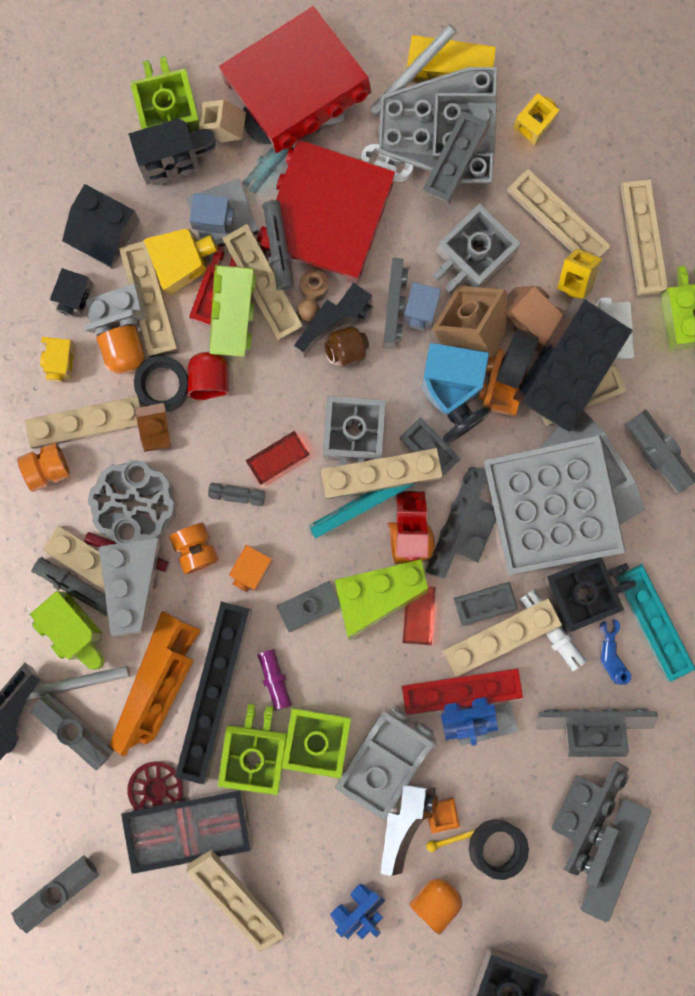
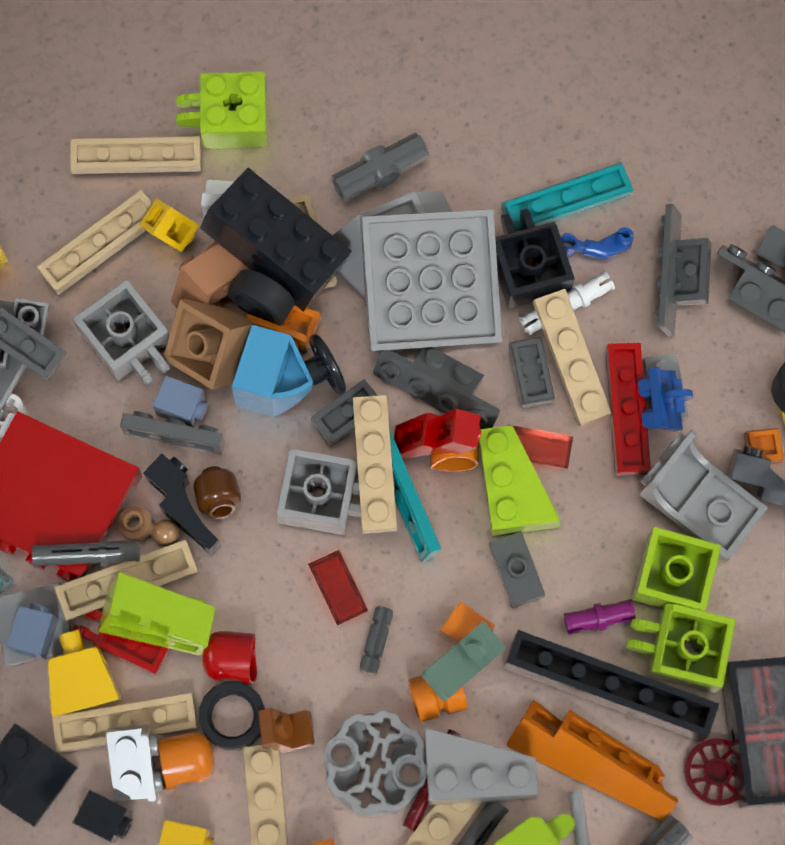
camera: 90 degrees left, 10 degrees down
(214, 563) = (463, 661): none -> sand green bracket

